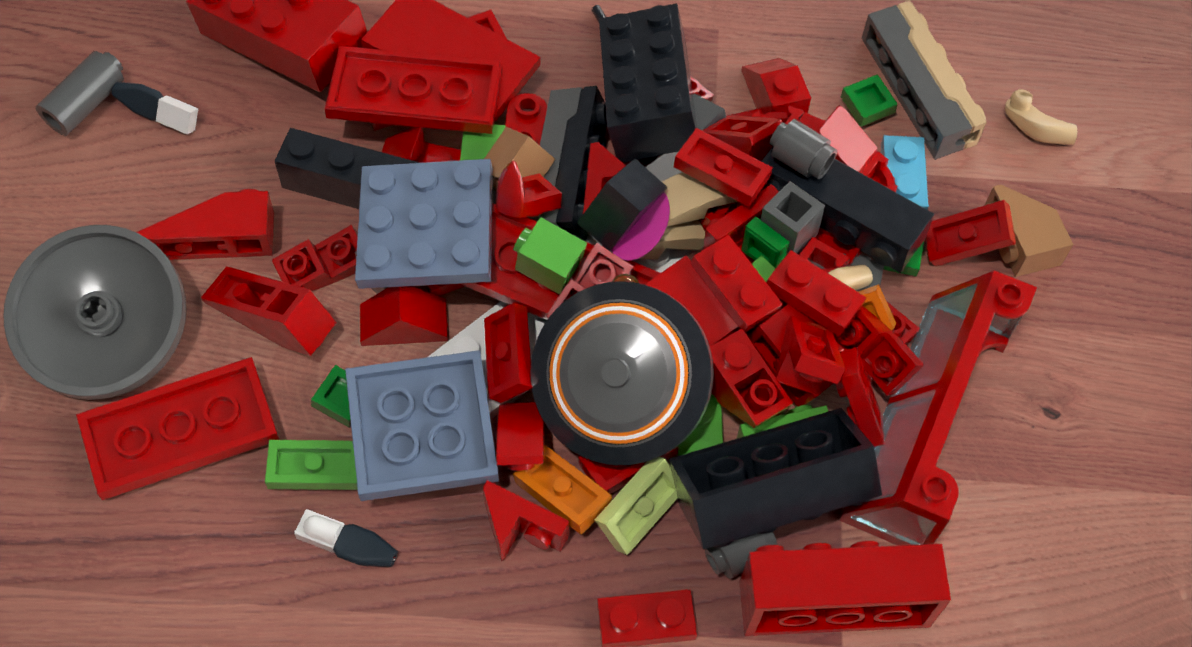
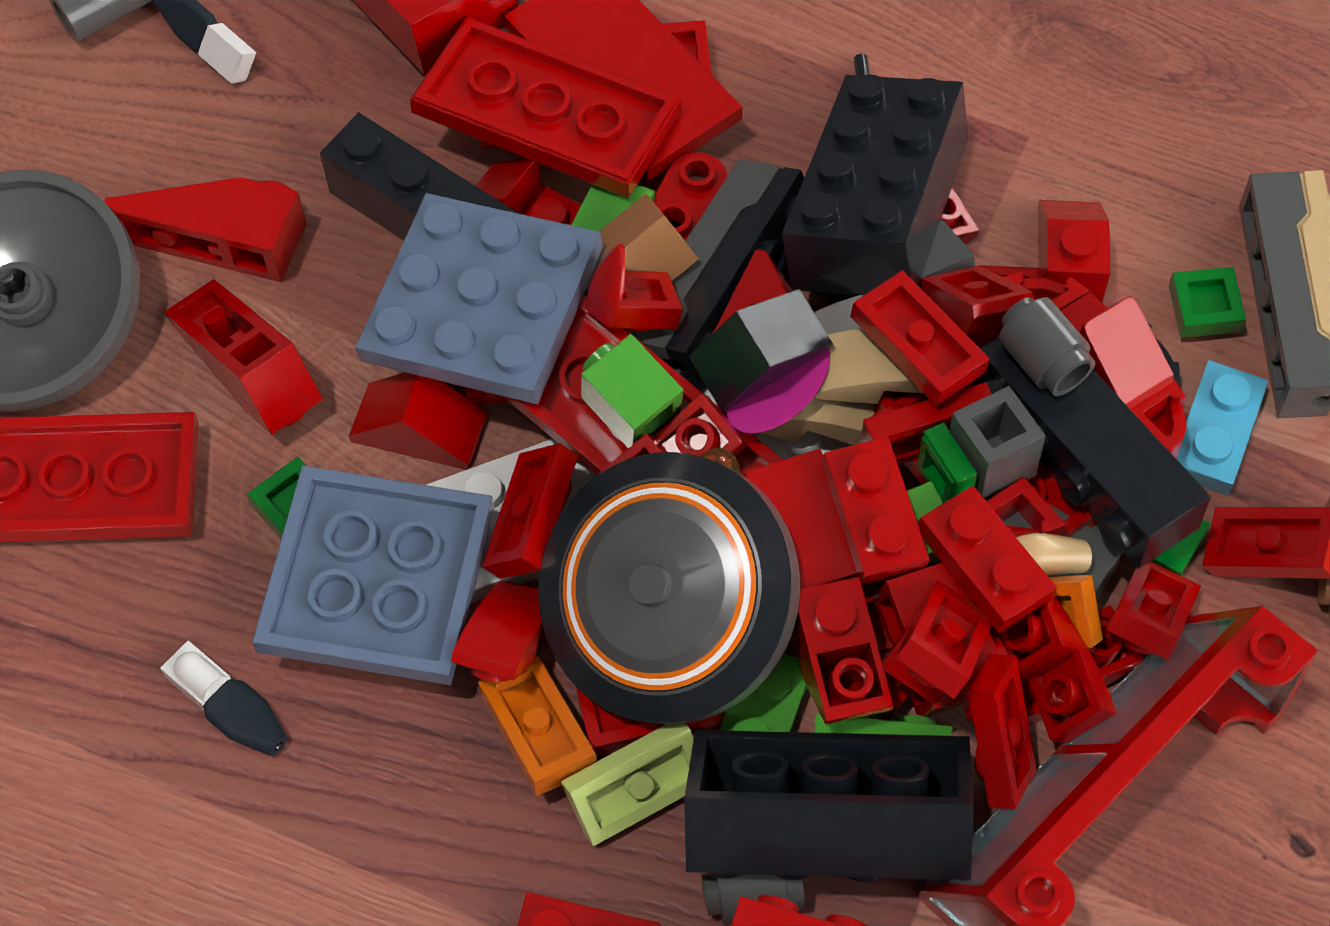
camera: 25 degrees right, 0 degrees up
(311, 465) = (211, 581): bright green plate -> none
(319, 264) = (323, 311): red slope -> none
(514, 514) = (453, 740): red slope -> none
(916, 296) = (1153, 610): none -> red plate

